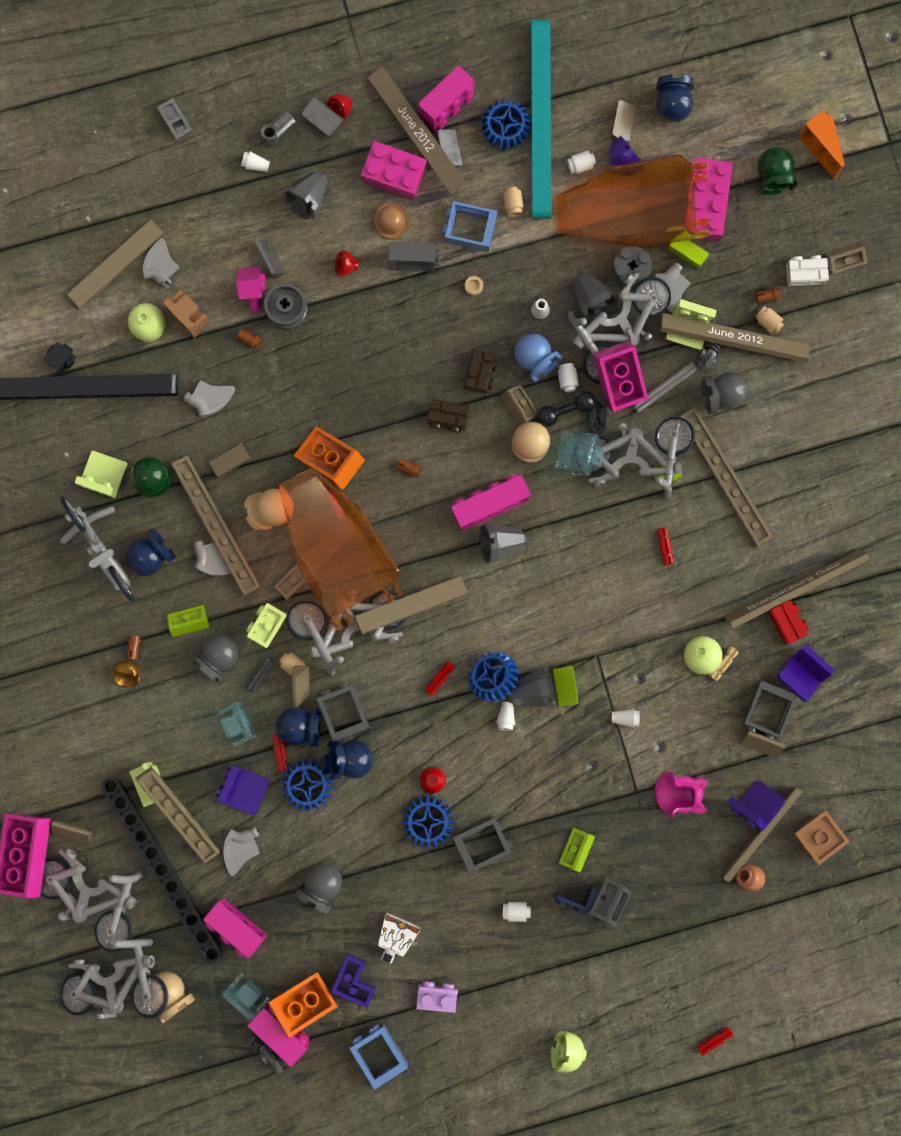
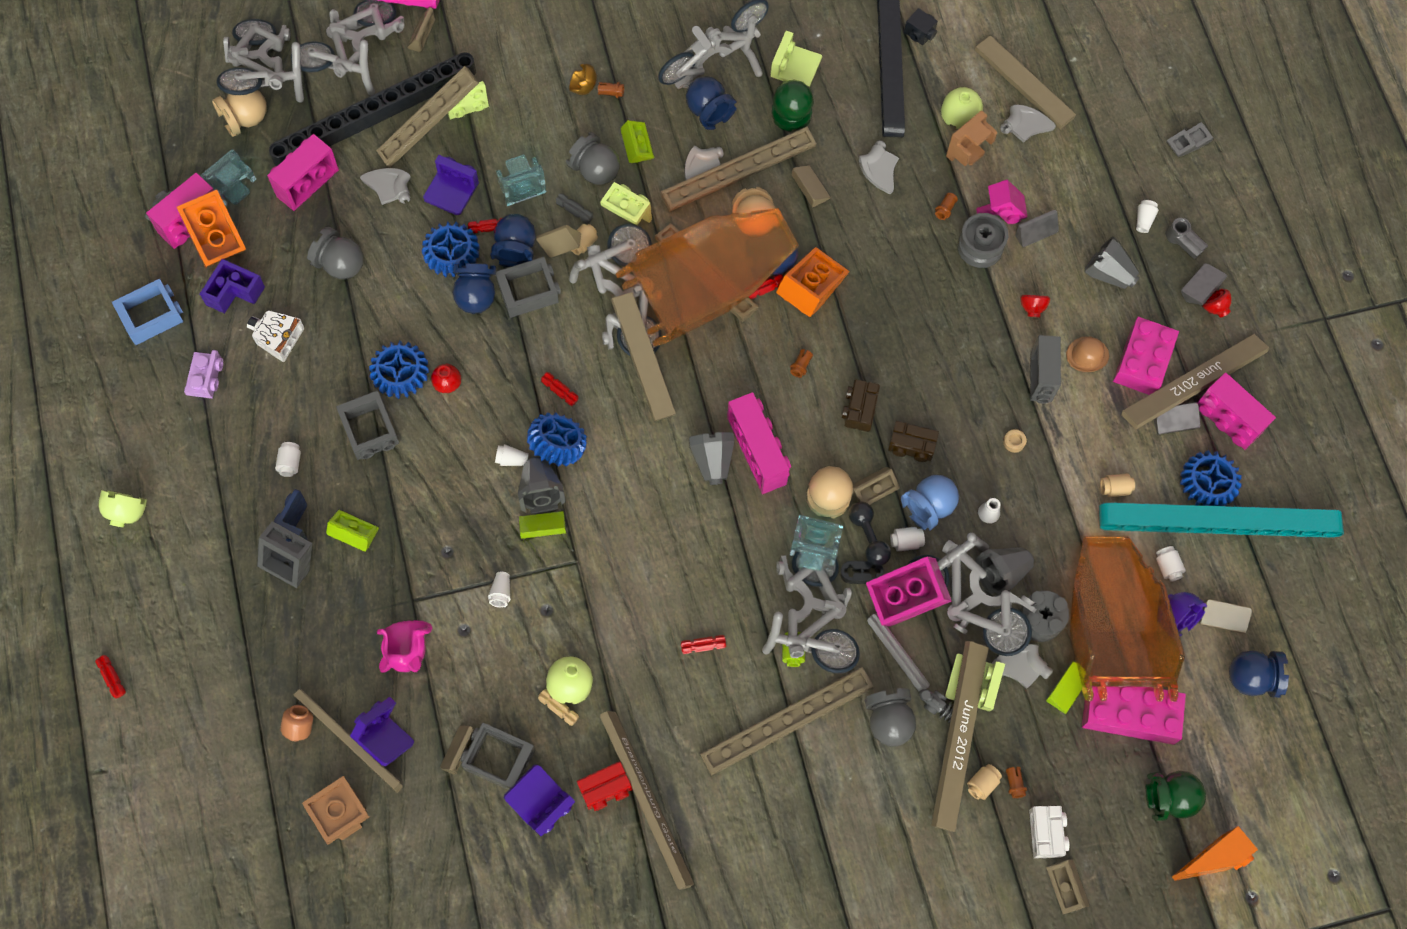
camera: 90 degrees right, 15 degrees down
(472, 210) = (1082, 456): medium blue window -> none

